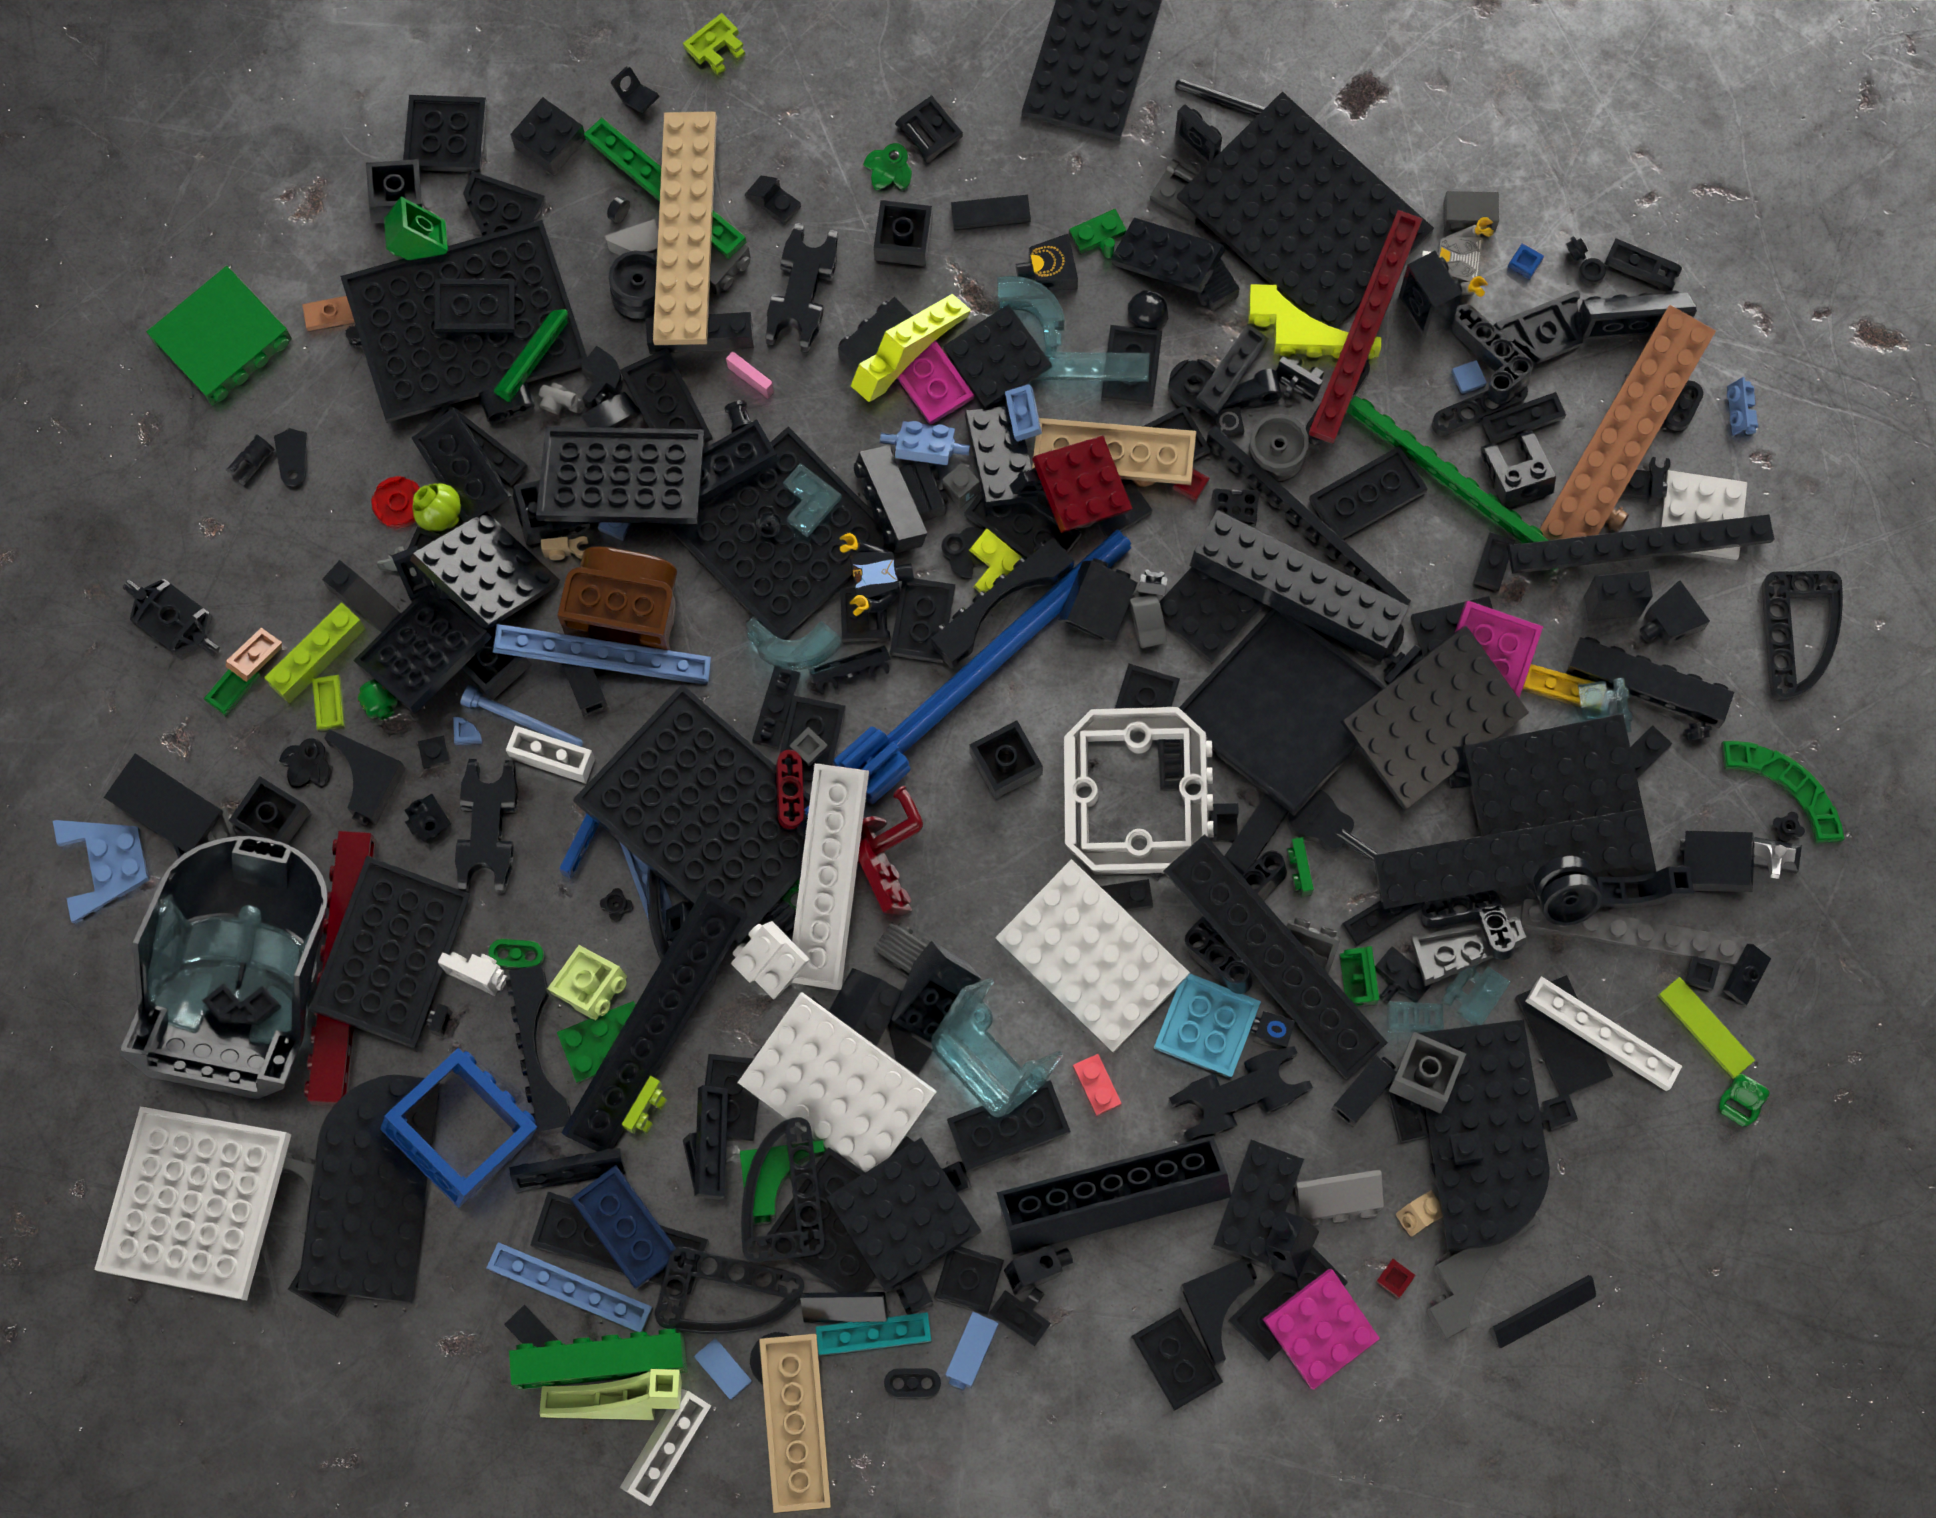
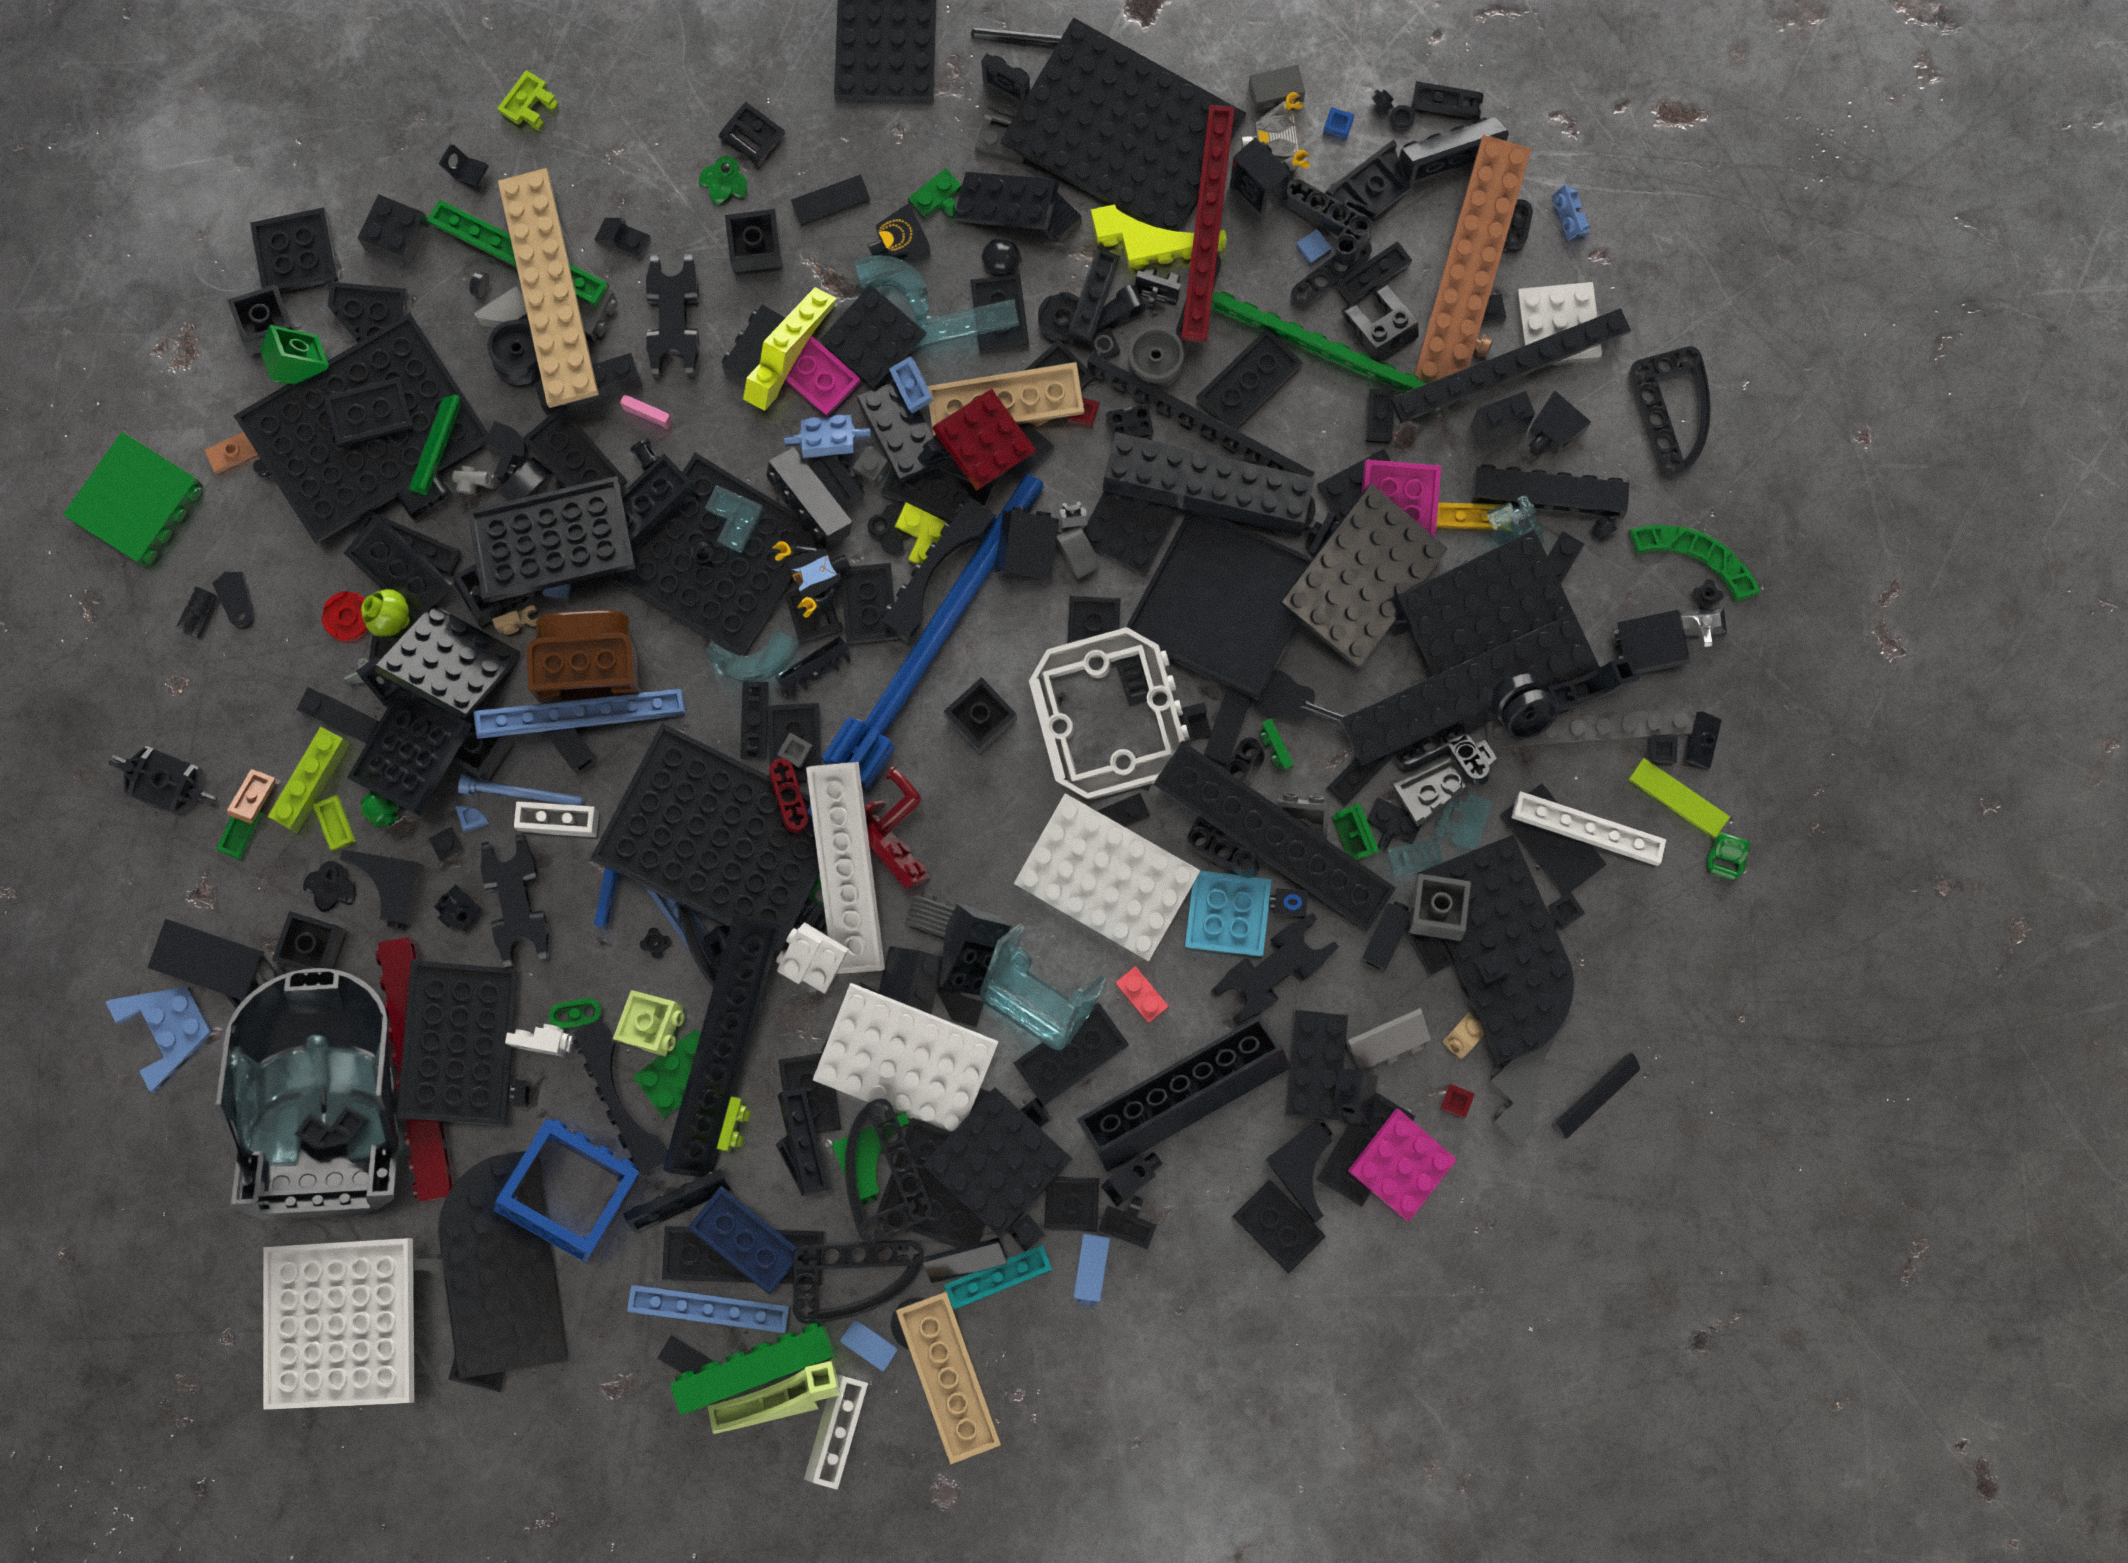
camera: 15 degrees left, 5 degrees up
(912, 1383) = (1045, 1312): black plate -> none
(1657, 487) = (1512, 307): black plate -> none

